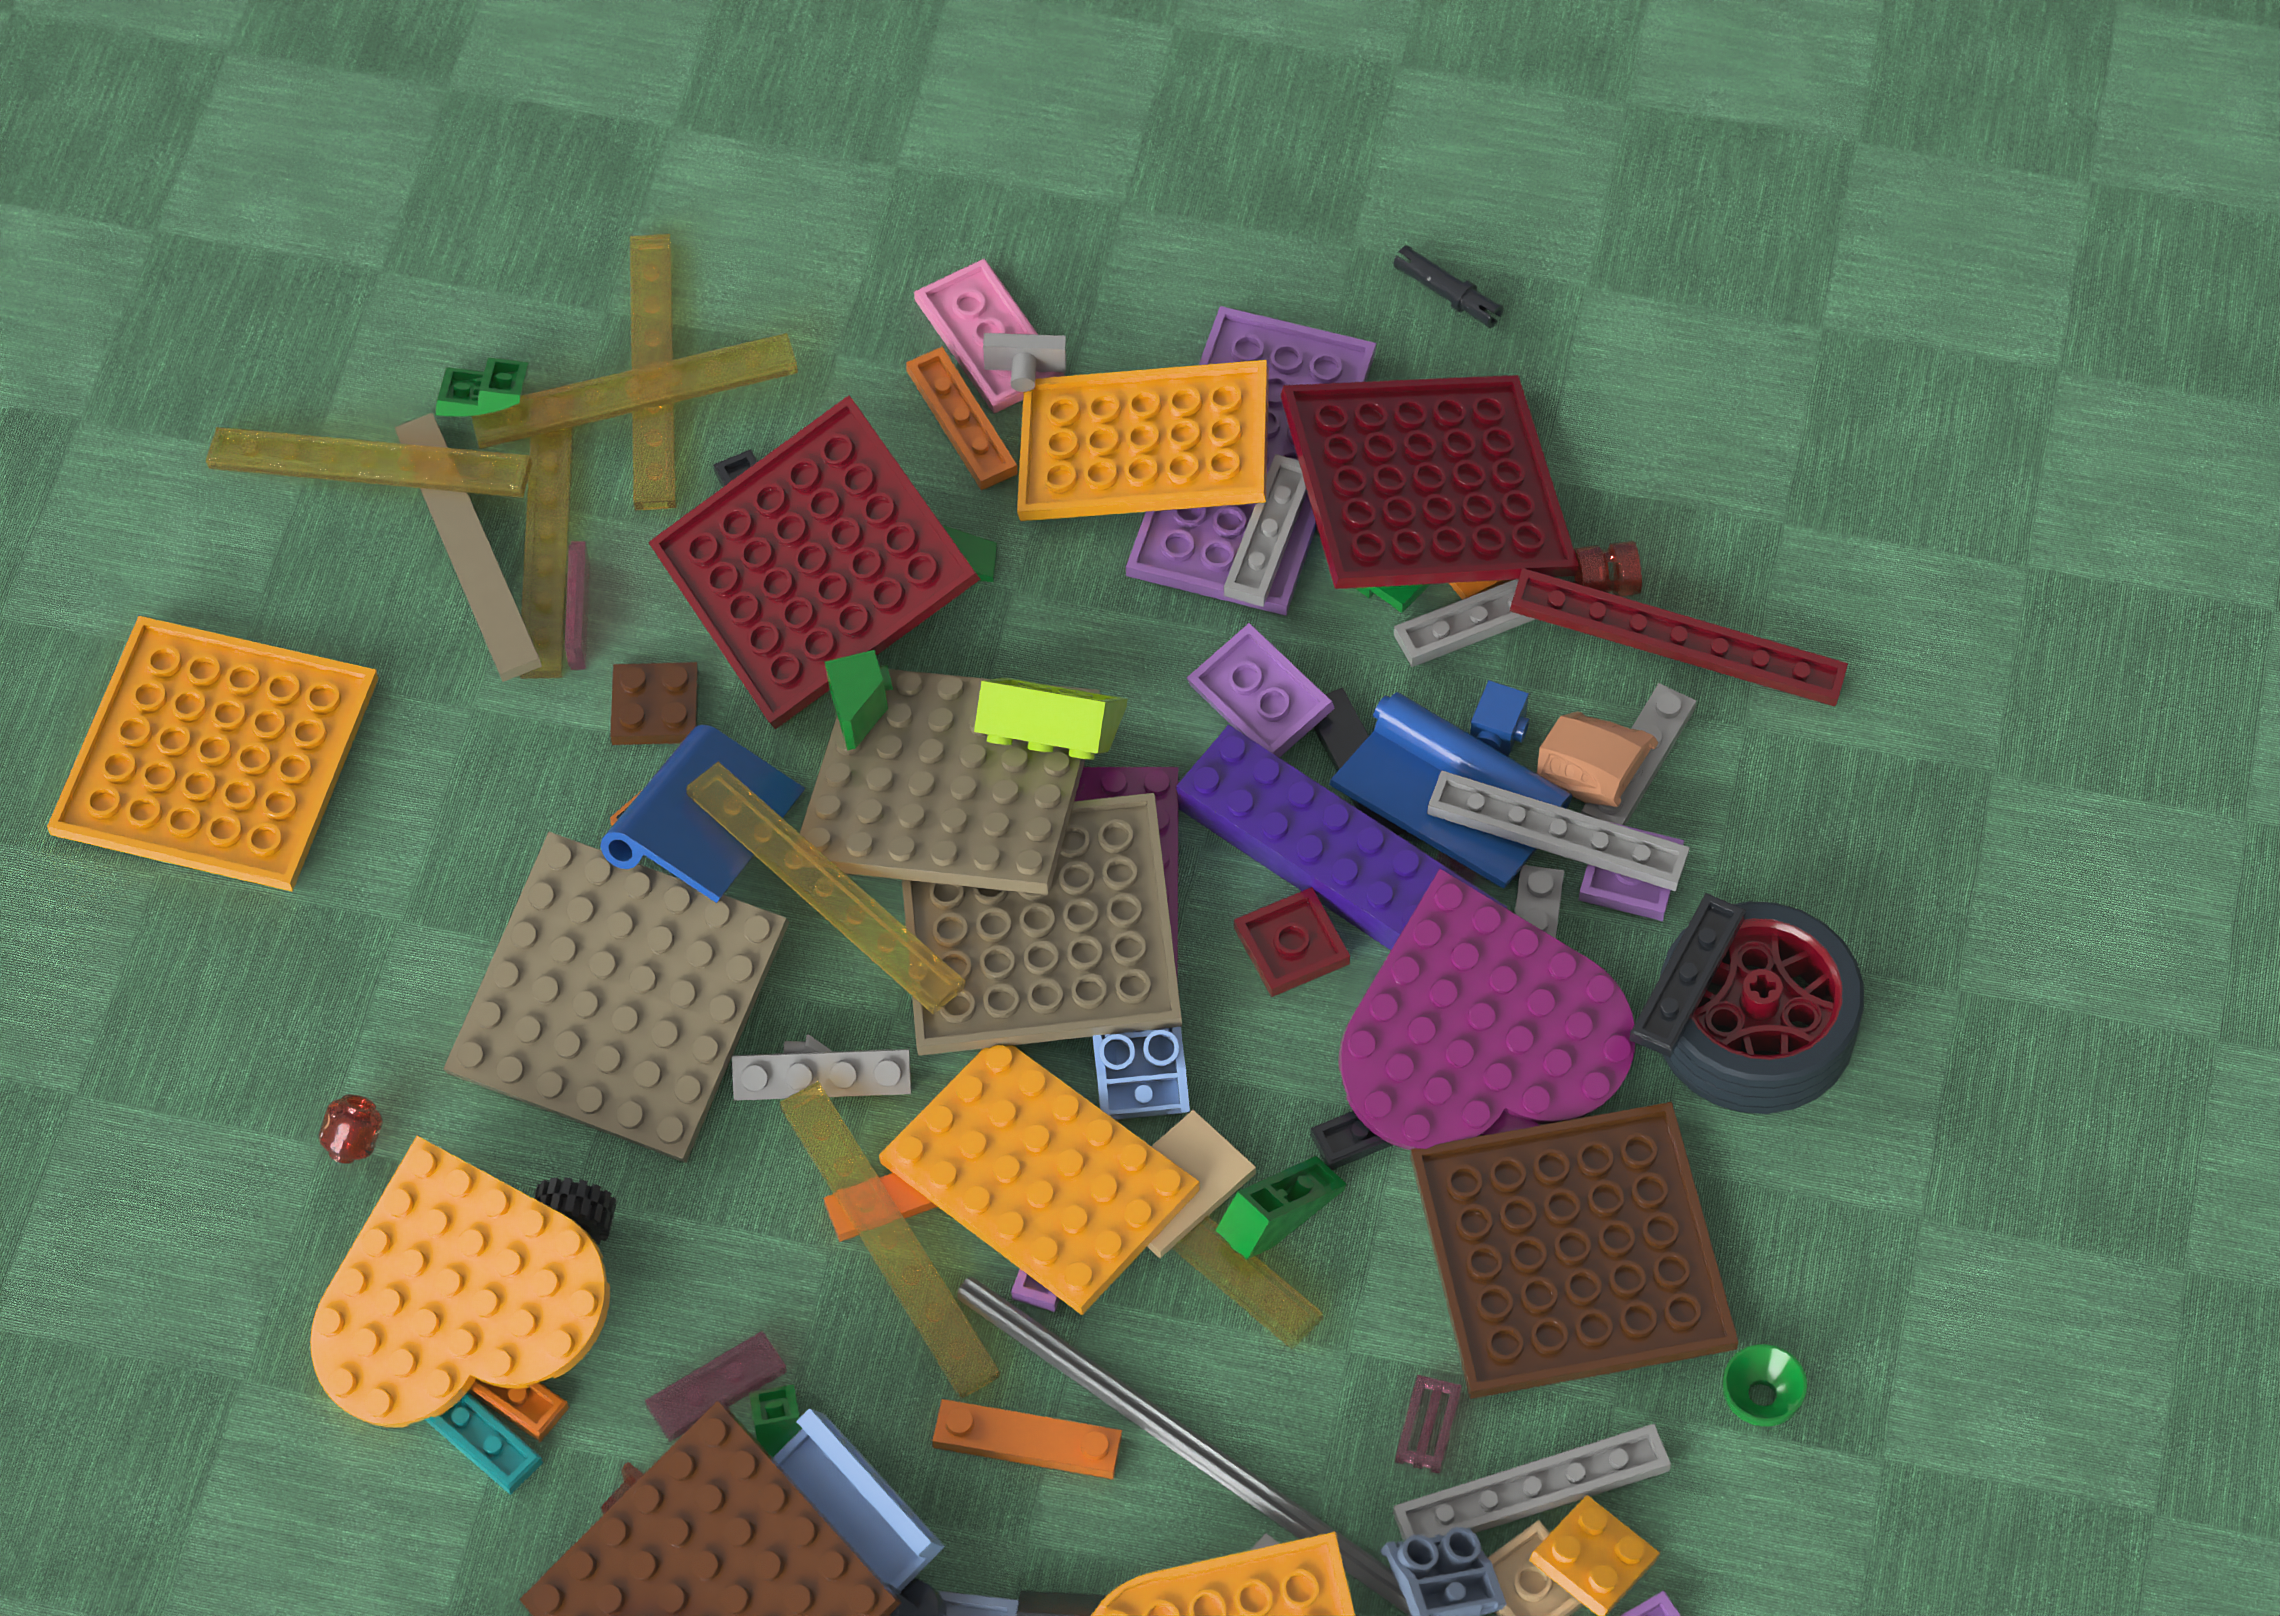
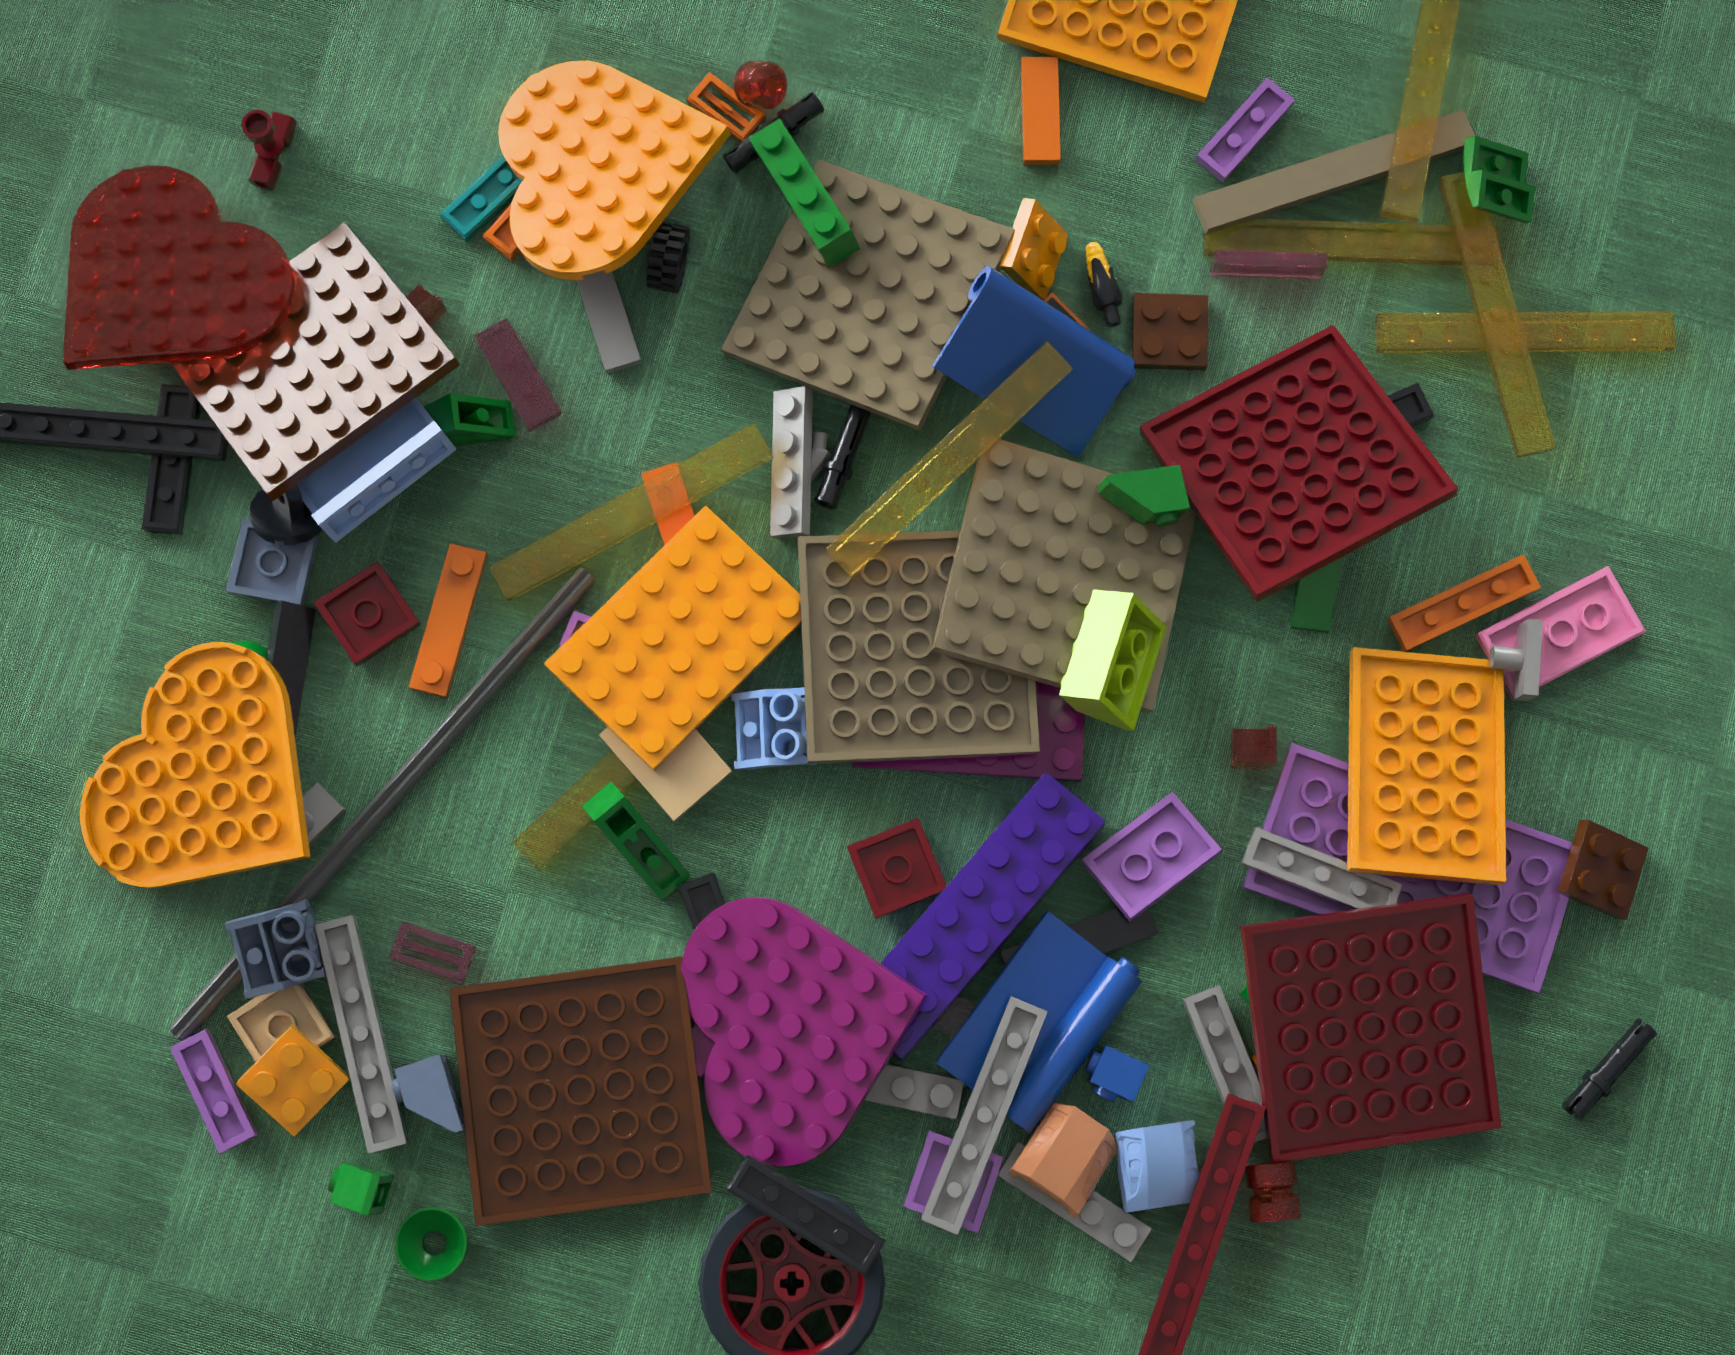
camera: 90 degrees right, 20 degrees up
(352, 1205) = (701, 90): none -> orange tile
(384, 842) = (1040, 111): none -> orange tile
(397, 1105) = (793, 120): none -> black pin
(414, 634) = (1245, 130): none -> medium lavender plate
(496, 1061) = (804, 193): none -> green brick
(548, 817) = (1034, 249): none -> light orange plate
(599, 767) = (1103, 284): none -> black piece
(656, 1285) = (609, 321): none -> light grey tile
(826, 1026) = (842, 458): none -> black pin
(1024, 1526) = (367, 613): none -> dark red plate
(1132, 602) = (1254, 748): none -> clear red panel
(1242, 290) = (1603, 869): none -> reddish brown plate
(1591, 1402) = (430, 1092): none -> sand blue slope
(1594, 677) = (1157, 1165): none -> light blue slope
(1712, 1460) = (360, 1188): none -> green slope

